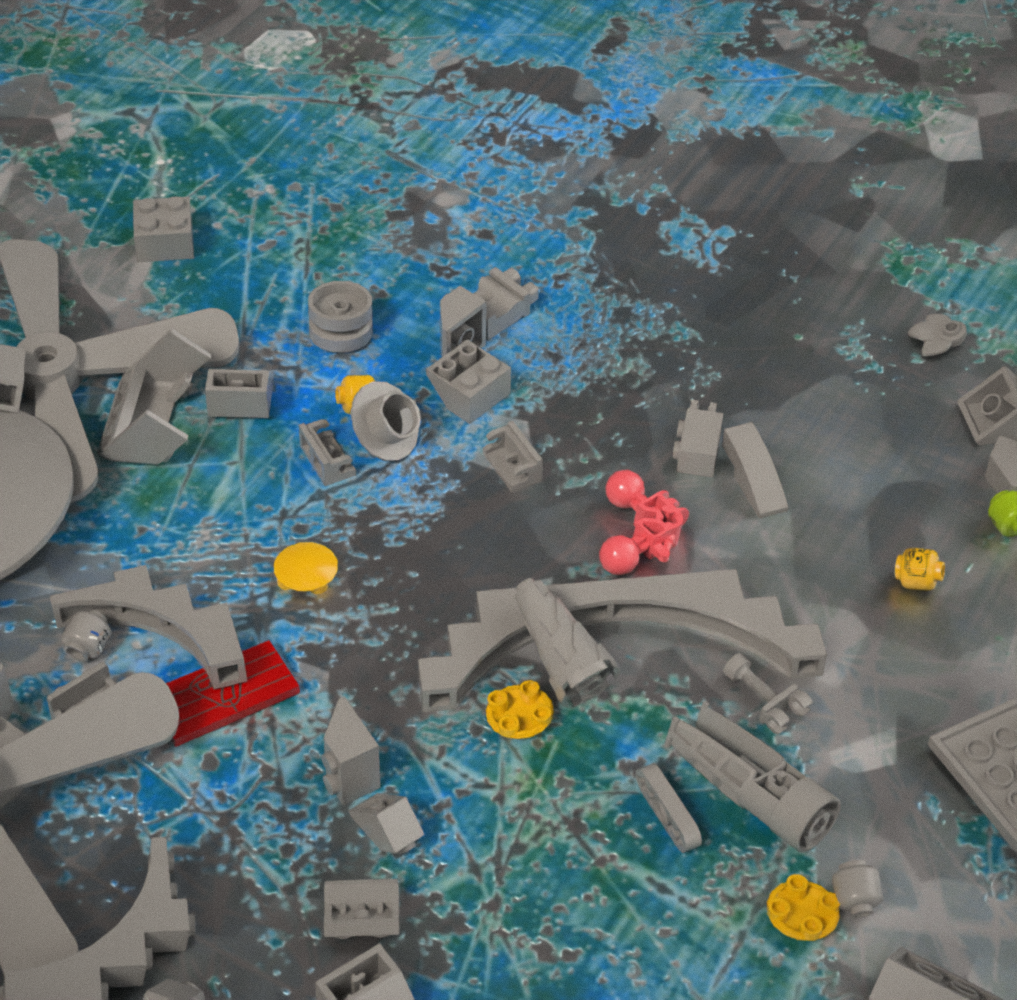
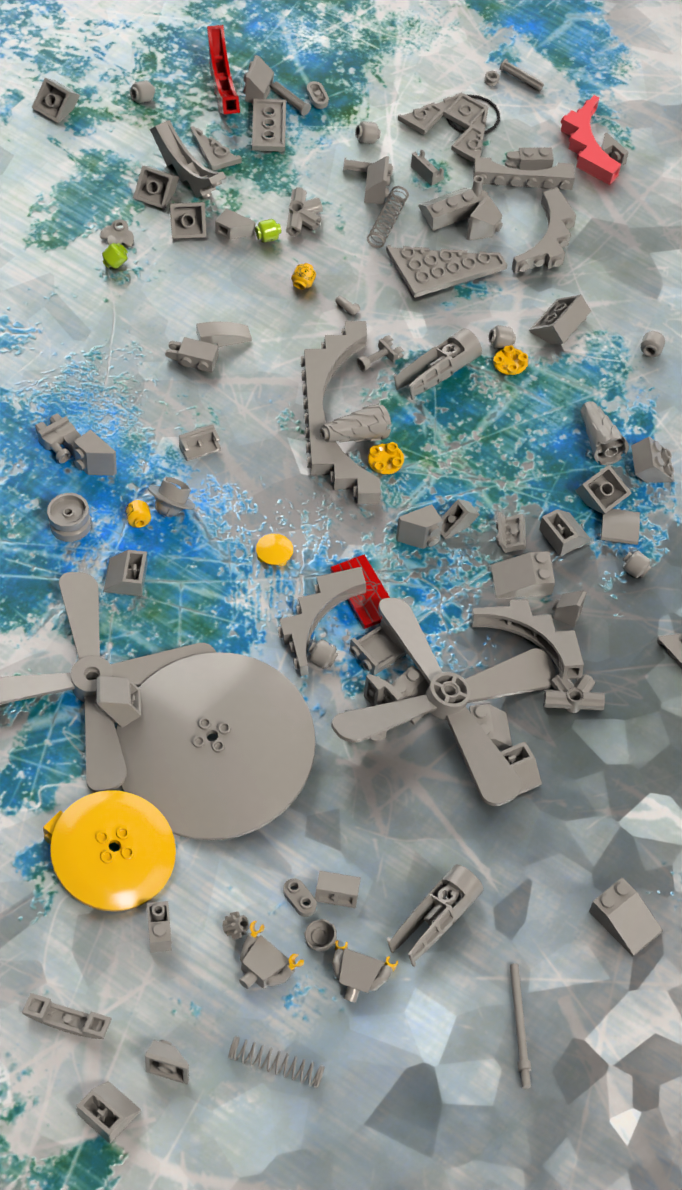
camera: 90 degrees left, 10 degrees up
(144, 401) = (136, 631): light grey windscreen -> none
(259, 941) = (524, 576): none -> light grey slope
(325, 453) = (185, 536): light grey hinge -> none
(470, 380) = (138, 454): light grey slope -> none
(656, 524) = (260, 379): coral piece -> none
(668, 808) = (451, 403): light grey beam -> none
(871, 635) = (349, 307): none -> light grey arm
(882, 326) = (114, 255): none -> lime head

